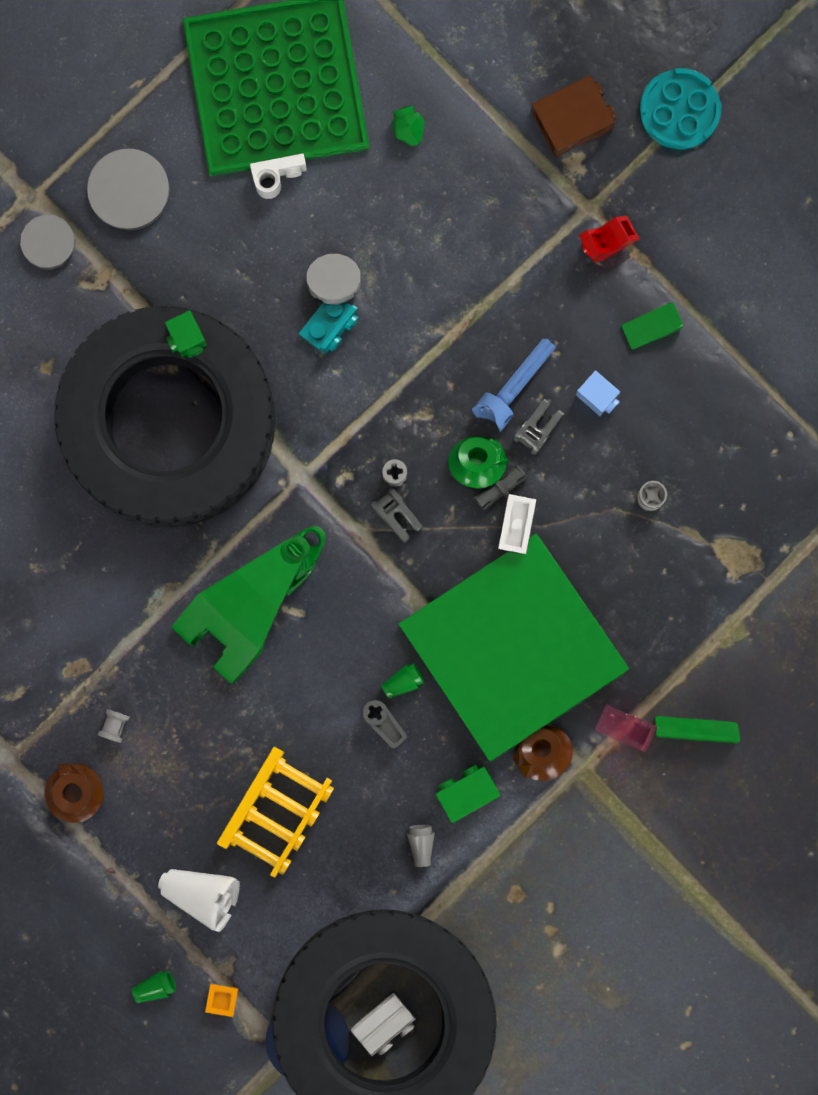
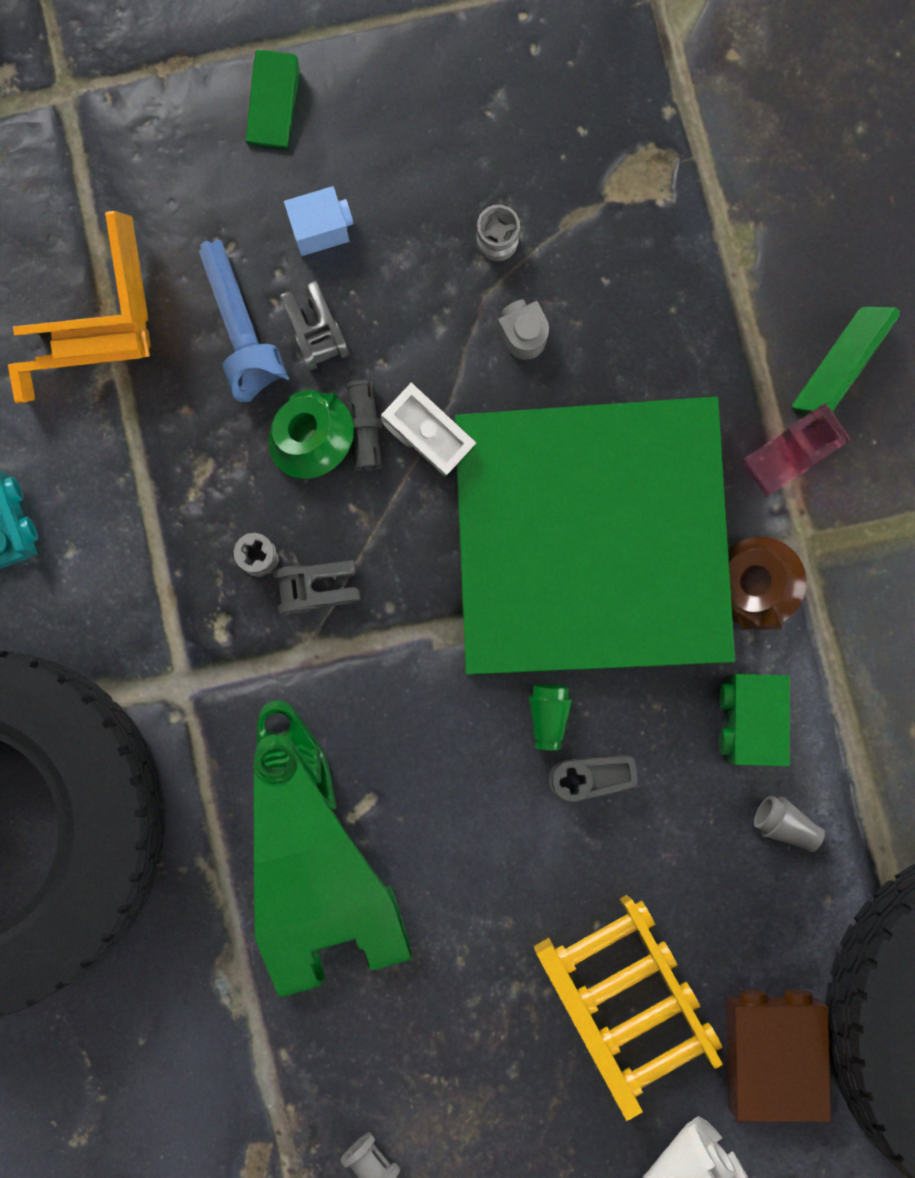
camera: 60 degrees left, 0 degrees up
(295, 907) = (778, 1057): none -> reddish brown brick
(459, 314) = (99, 337): none -> light orange piece
(606, 542) = (523, 329): none -> light grey plate
(608, 239) = (119, 83): red brick -> none

